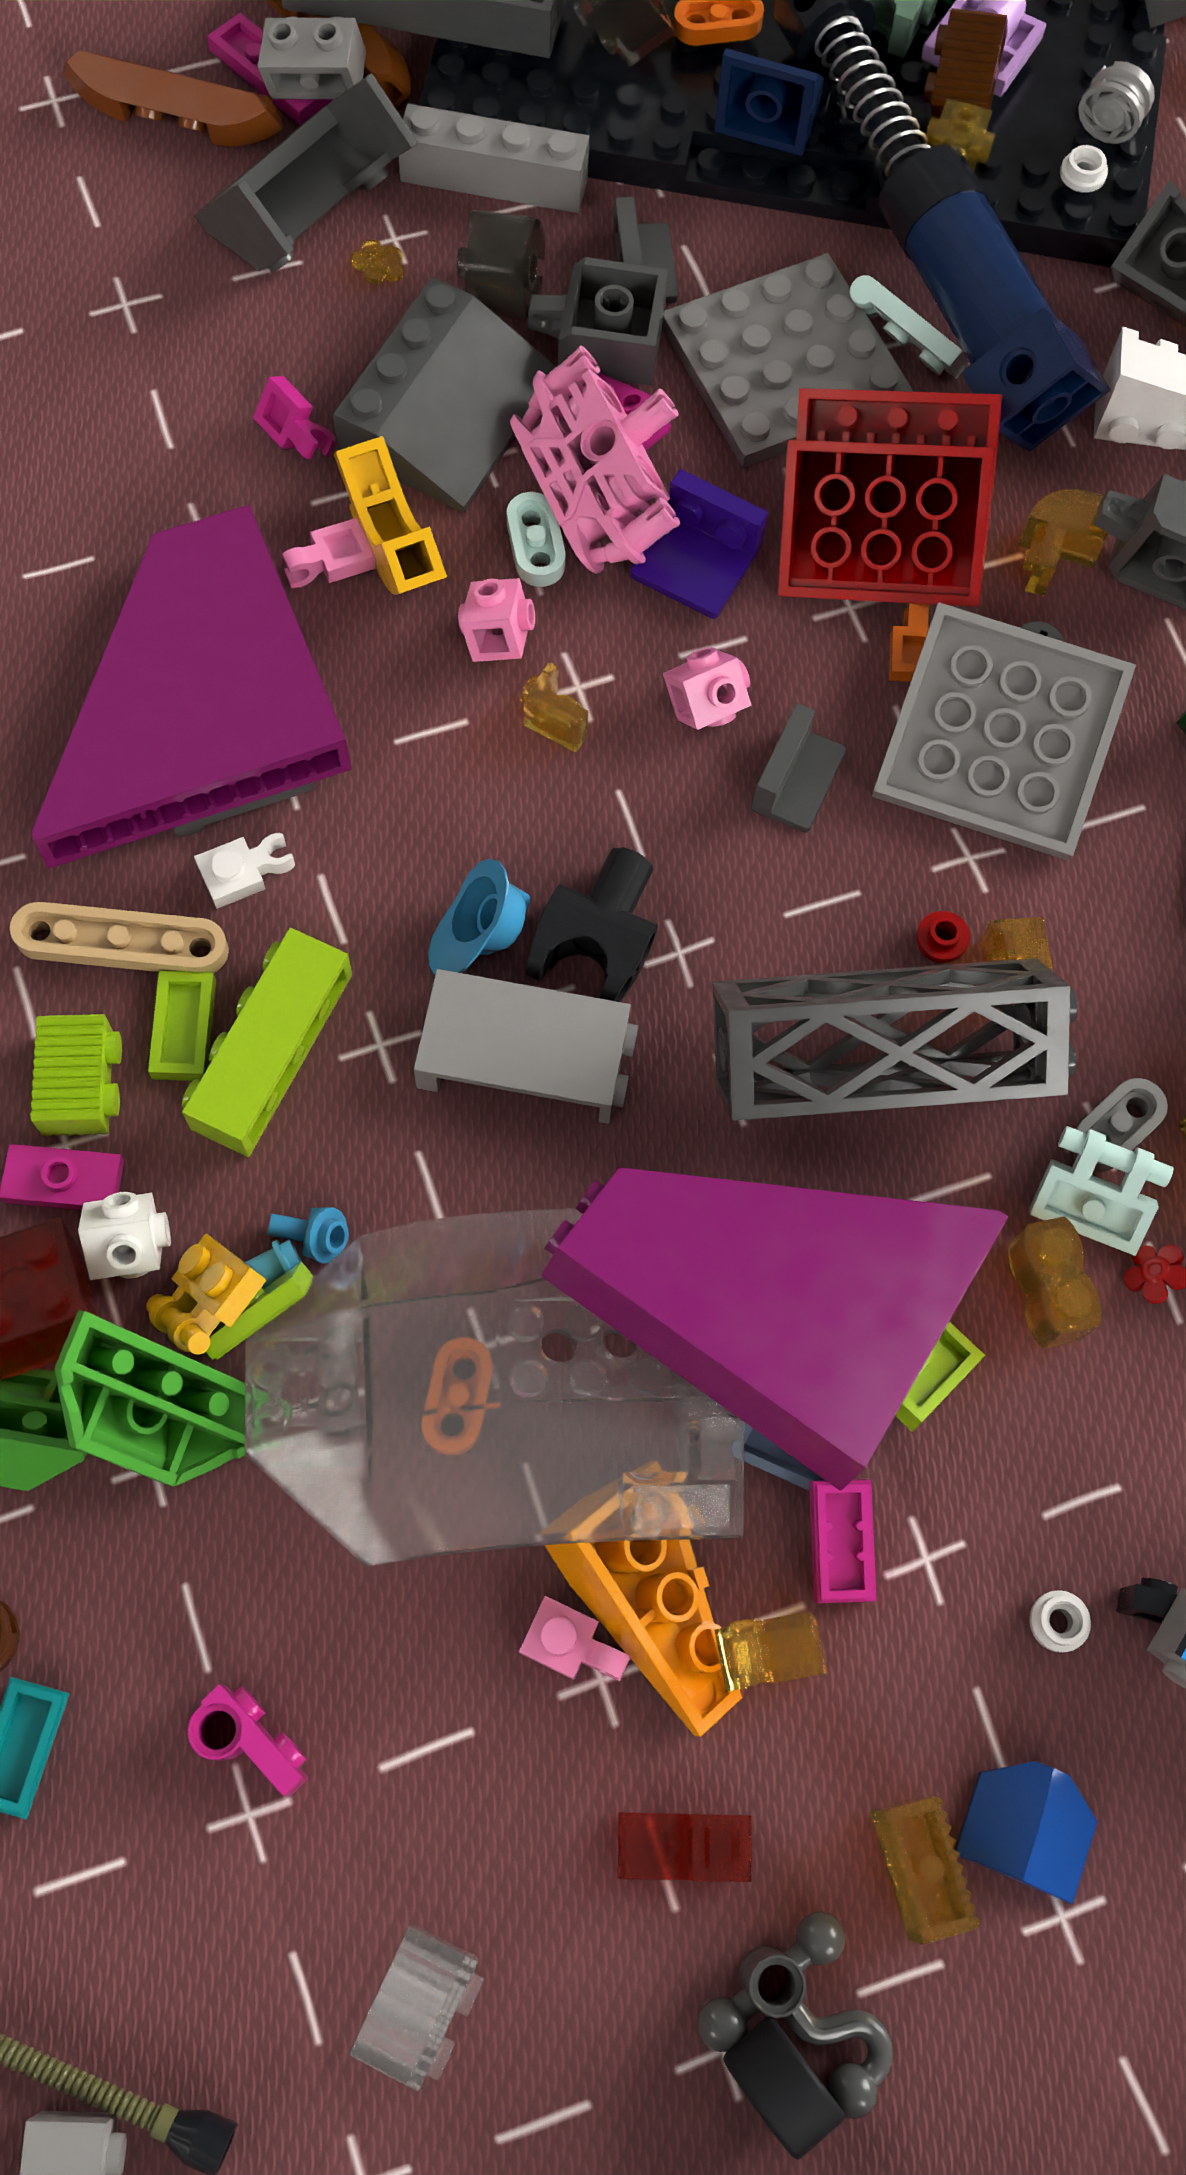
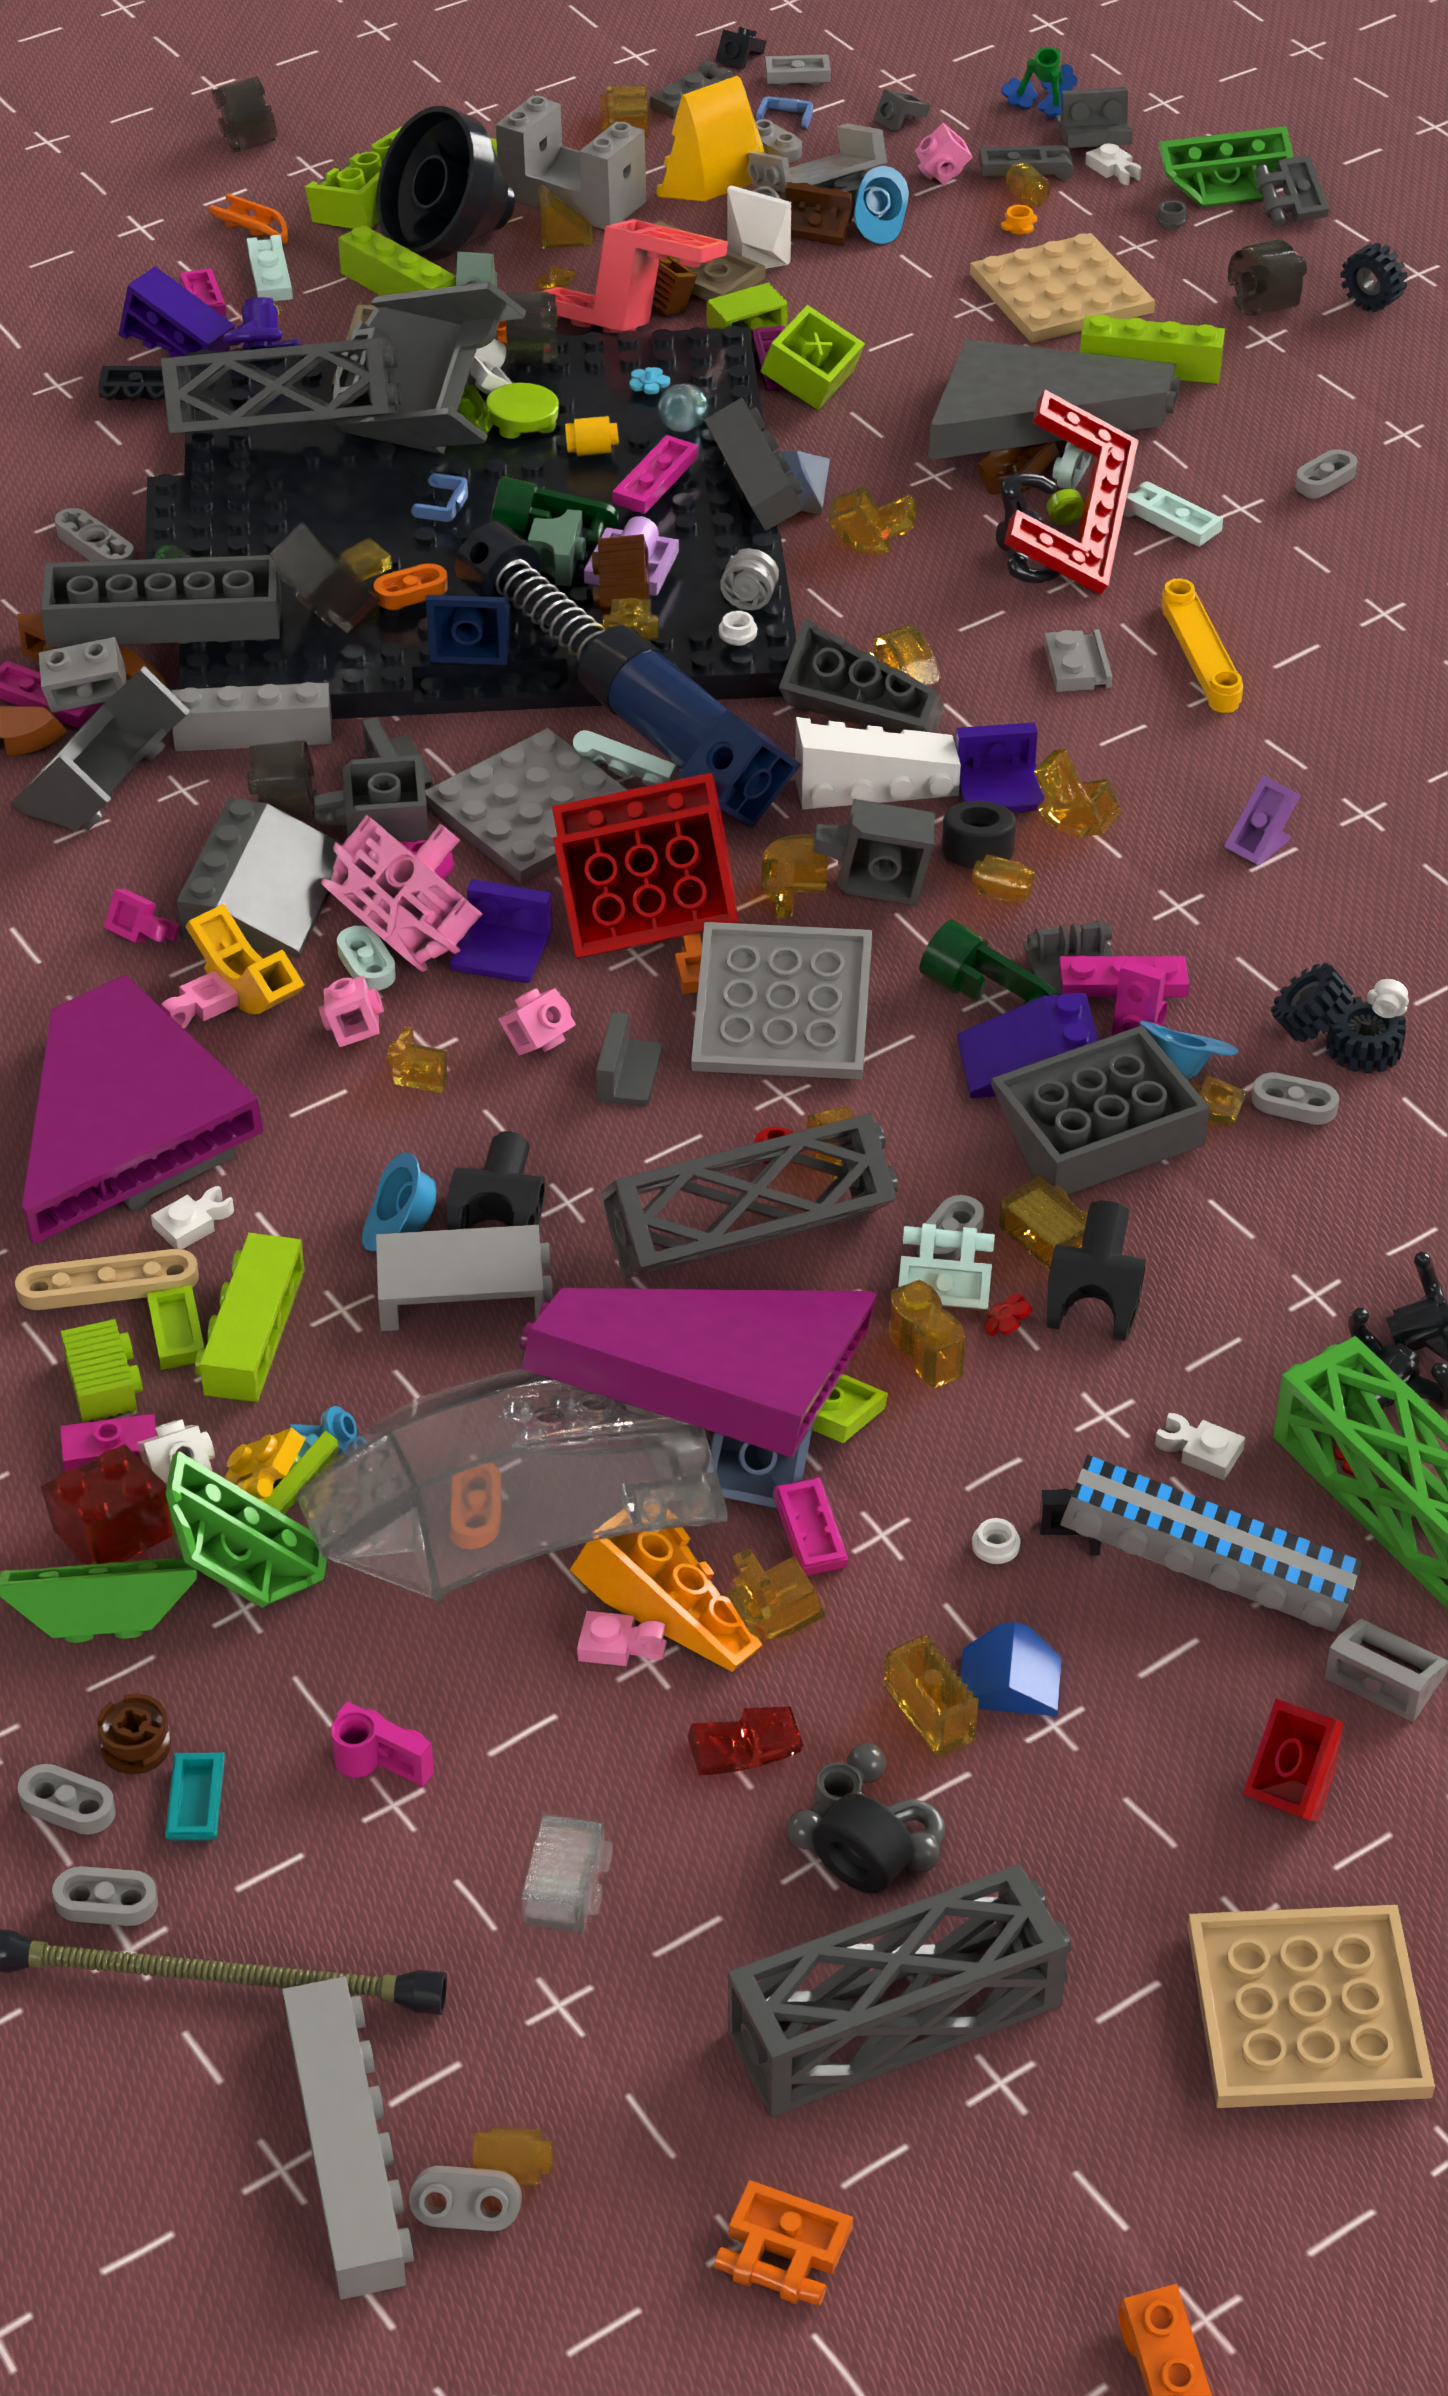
camera: 10 degrees left, 25 degrees down
(378, 262) = (175, 806): clear yellow plant -> none

